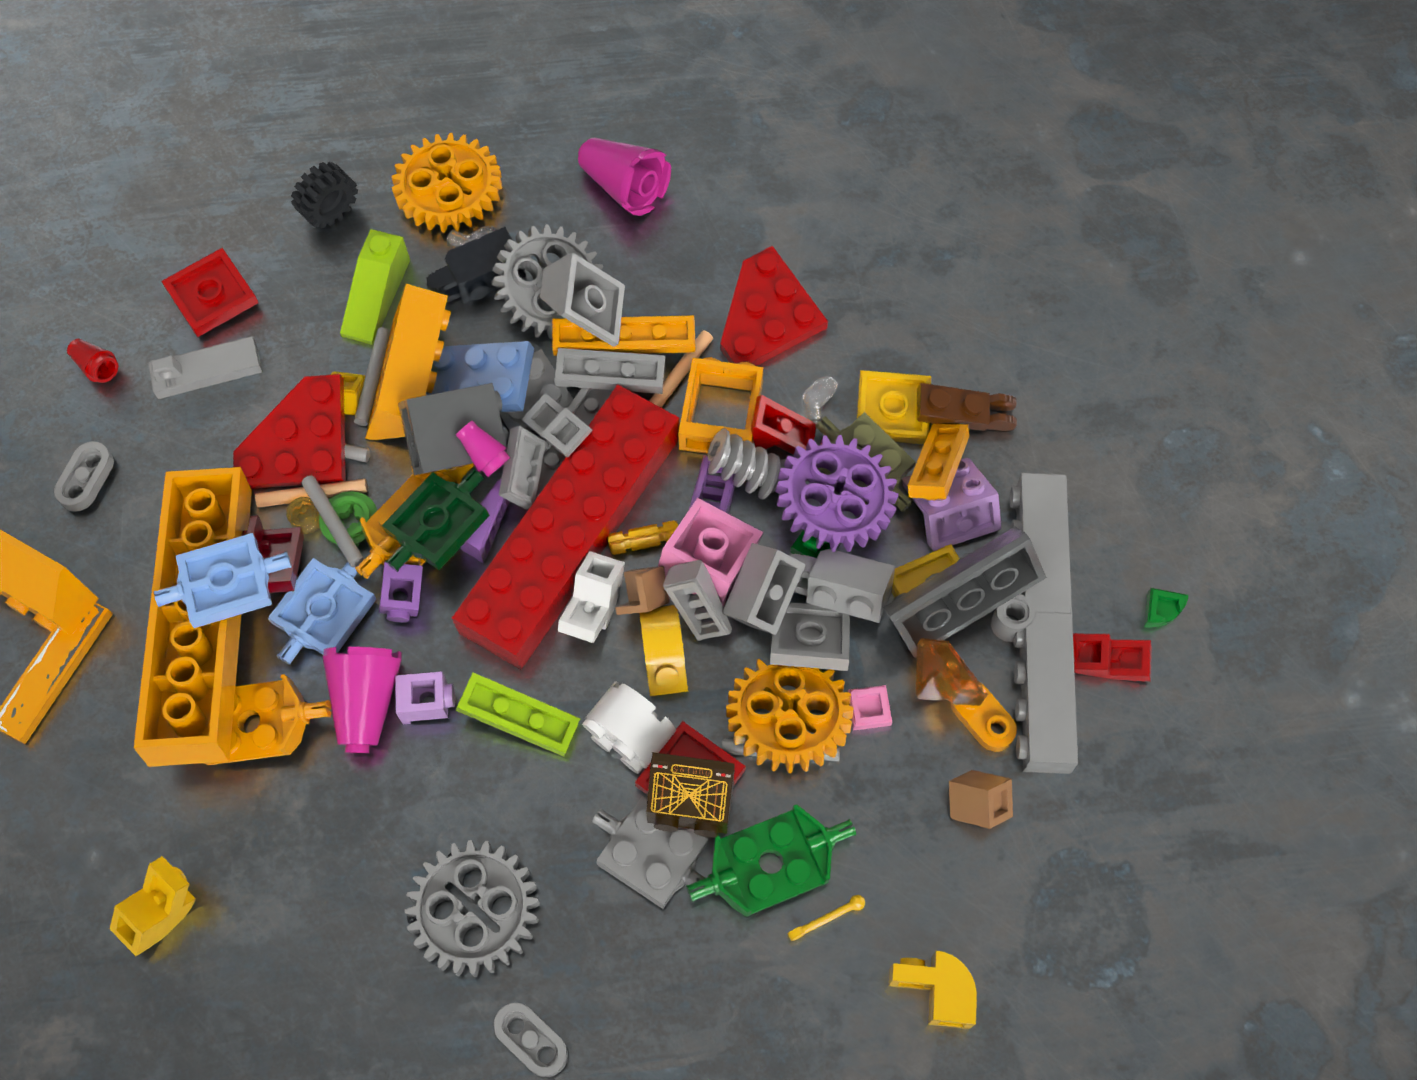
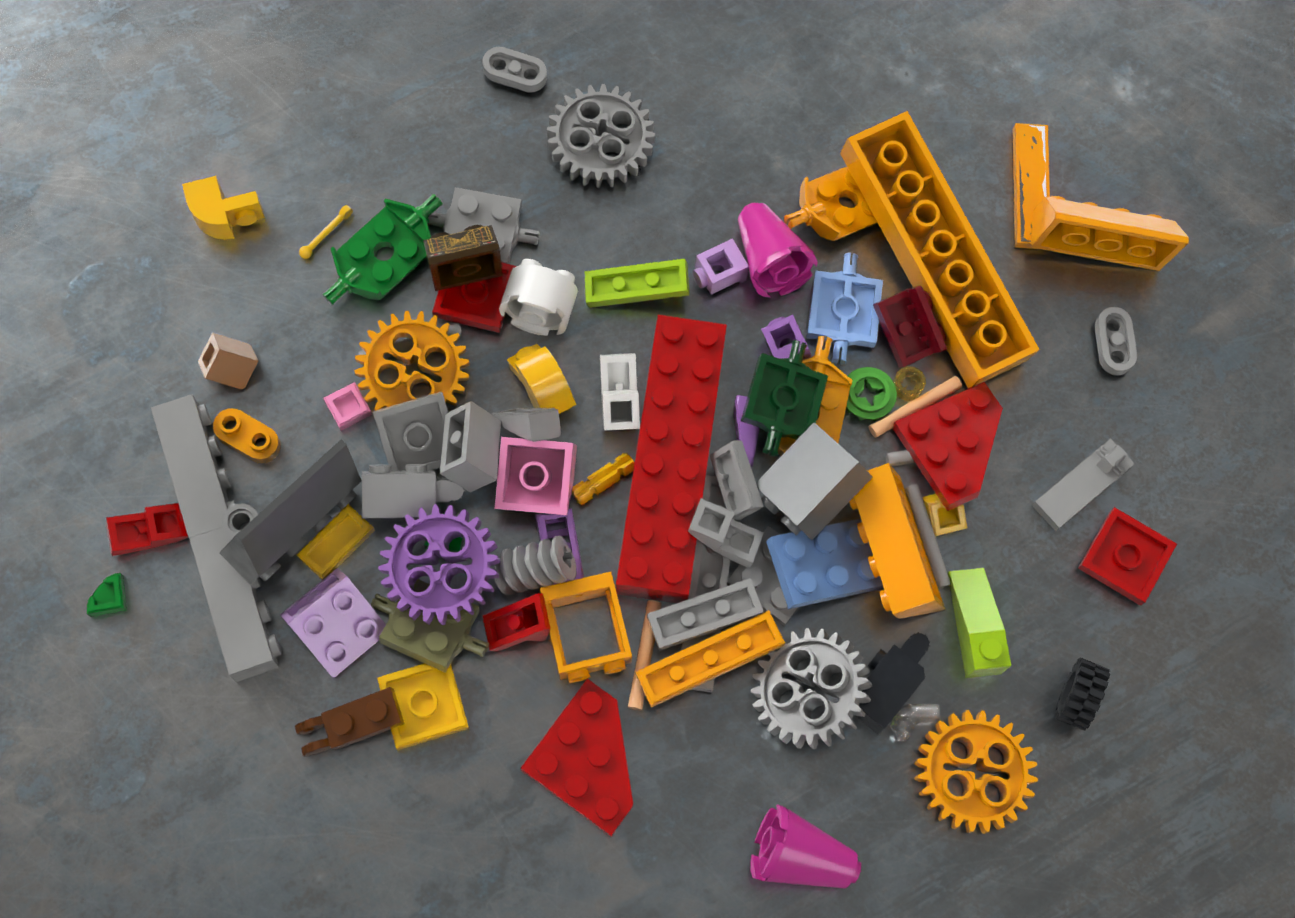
camera: 150 degrees right, 5 degrees up
(94, 361) = (1182, 445): red cone -> none
(154, 909) = (834, 48): yellow brick -> none
(223, 580) = (922, 260): light blue plate -> none
(332, 521) = (877, 376): light grey bar -> none
(482, 448) = (771, 463): dark pink cone -> none
(584, 296) = (759, 657): light grey slope -> none
(644, 590) = (575, 417): medium nougat panel -> none
(816, 396) = (502, 679): clear arm -> none
(938, 461) = (355, 641): light orange plate -> none
(945, 675) = (287, 447): clear orange slope -> none

